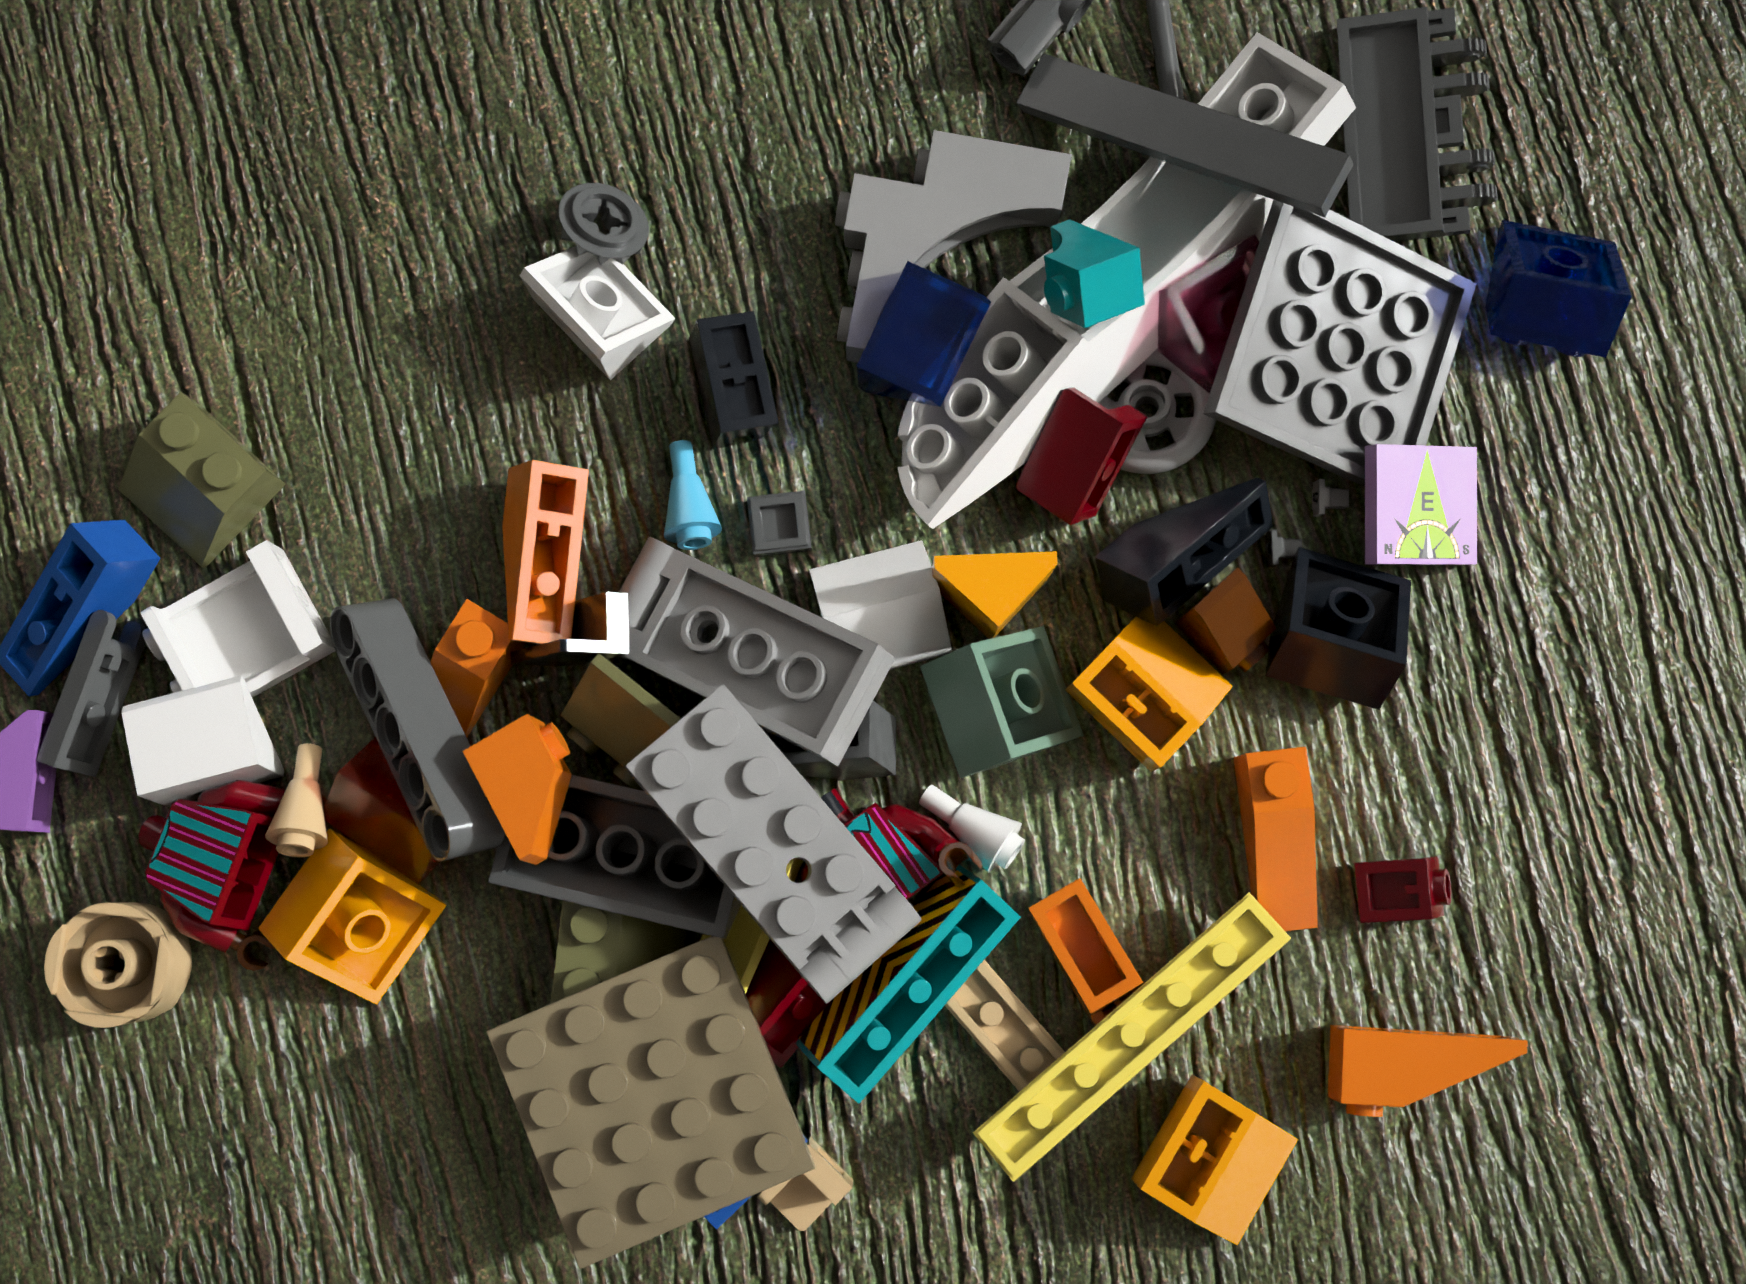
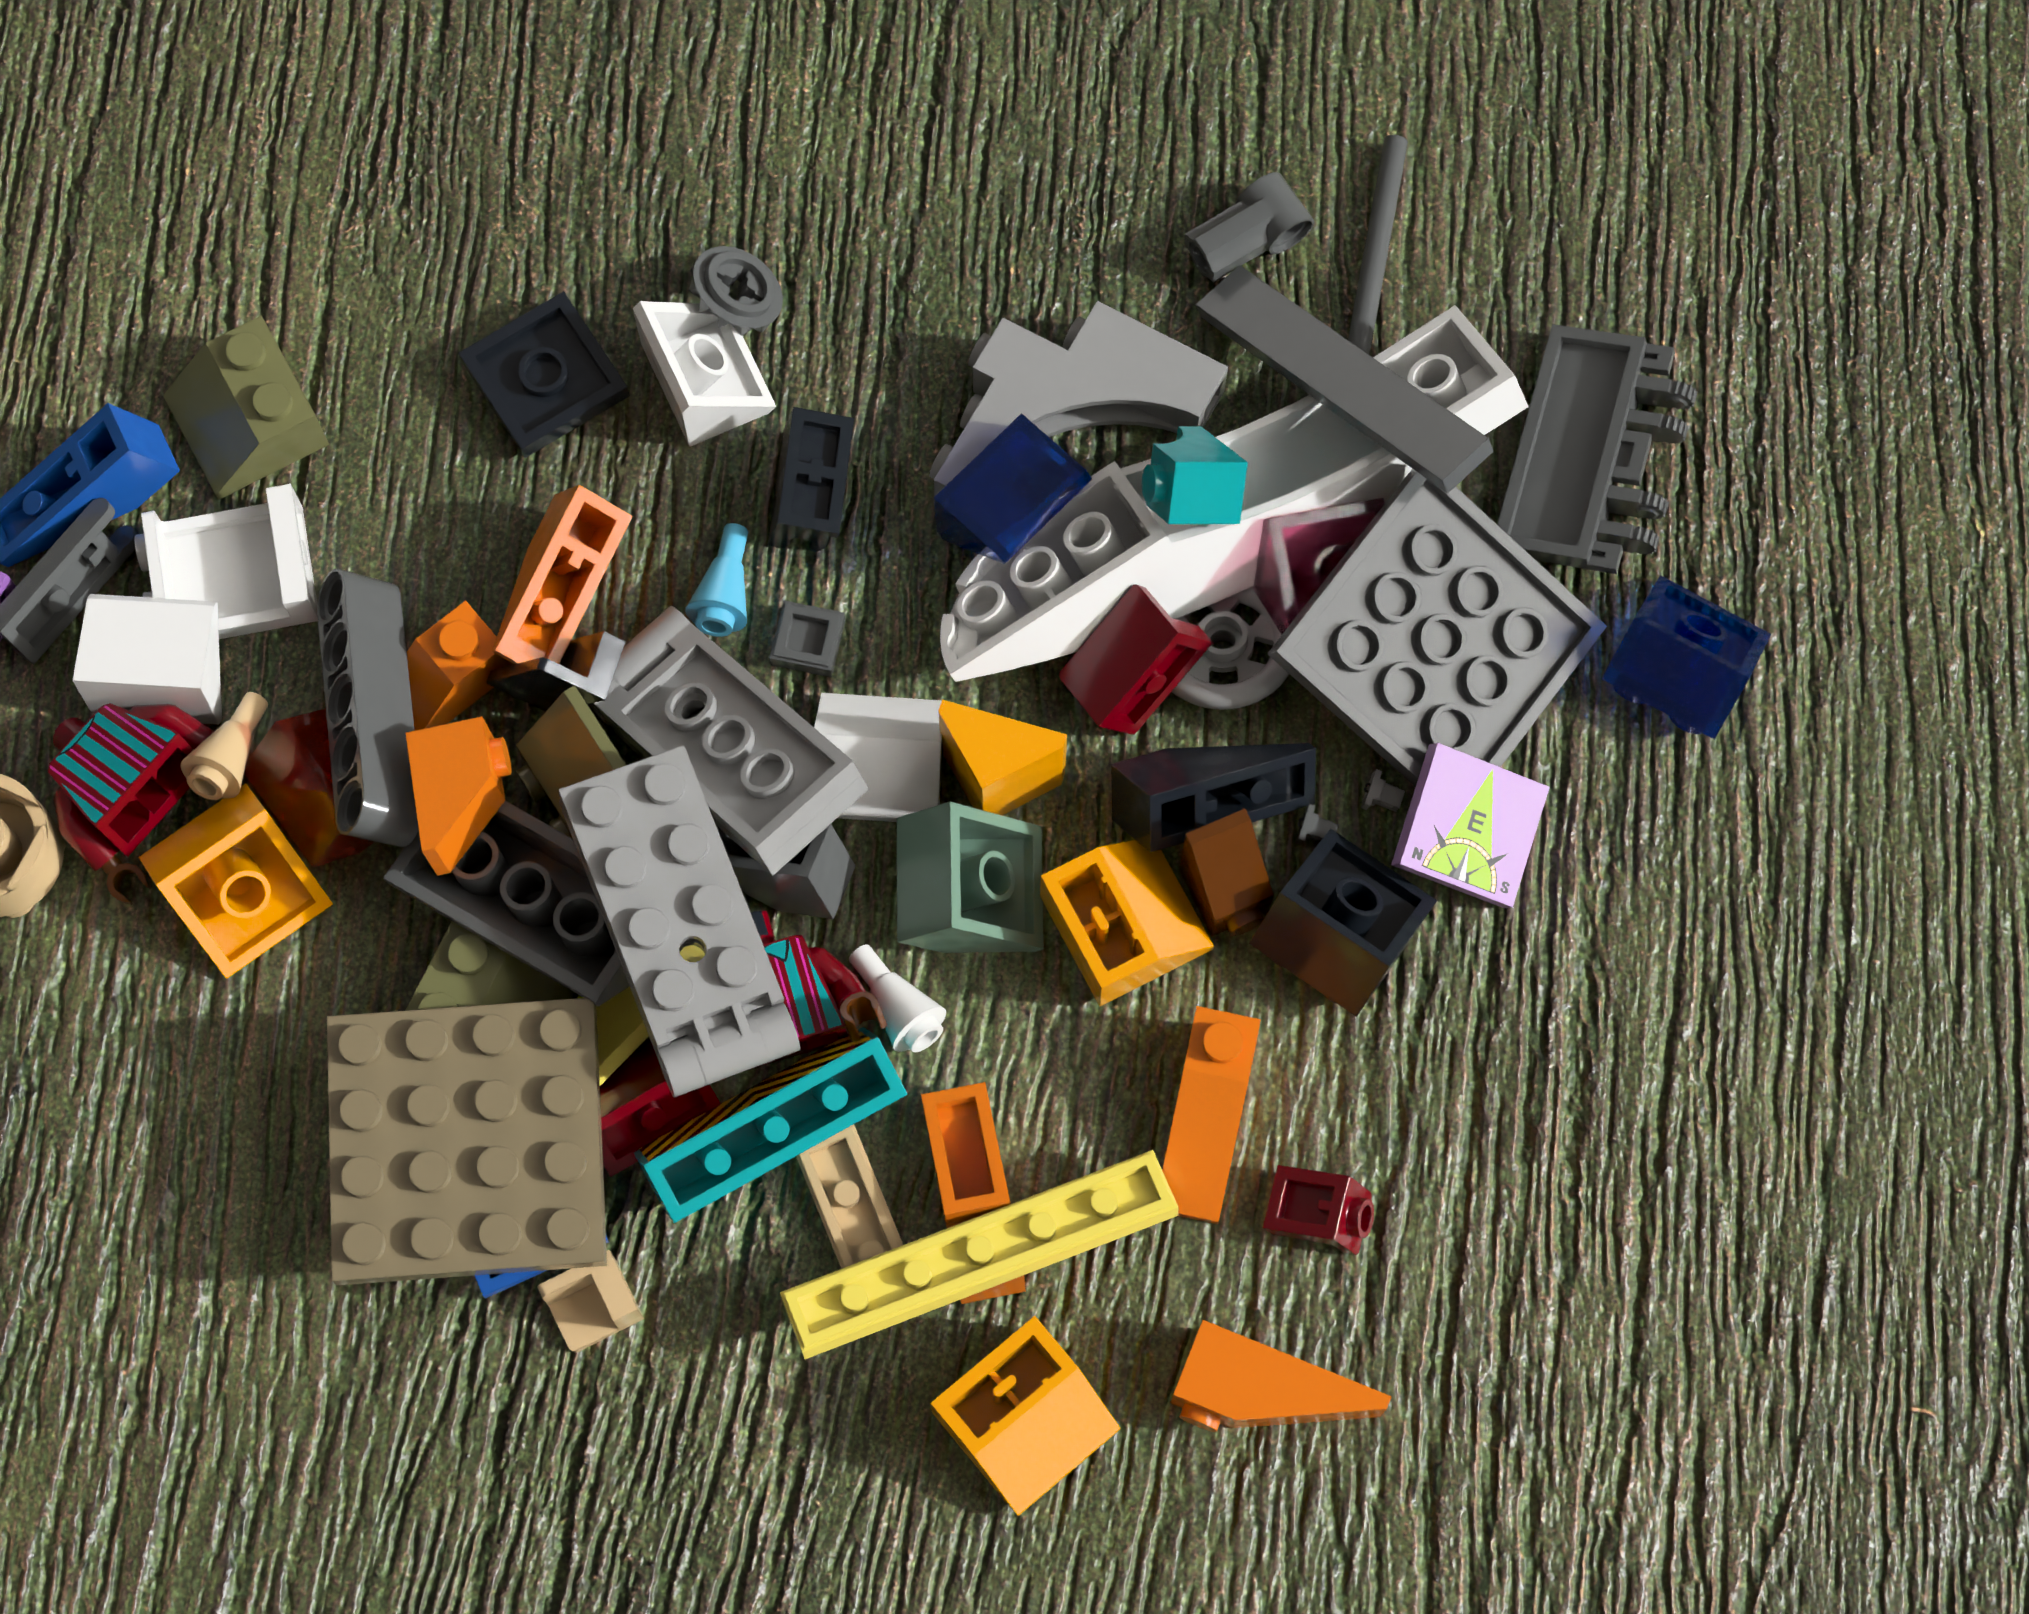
camera: 20 degrees right, 10 degrees down
(457, 357) = (544, 374): none -> black plate

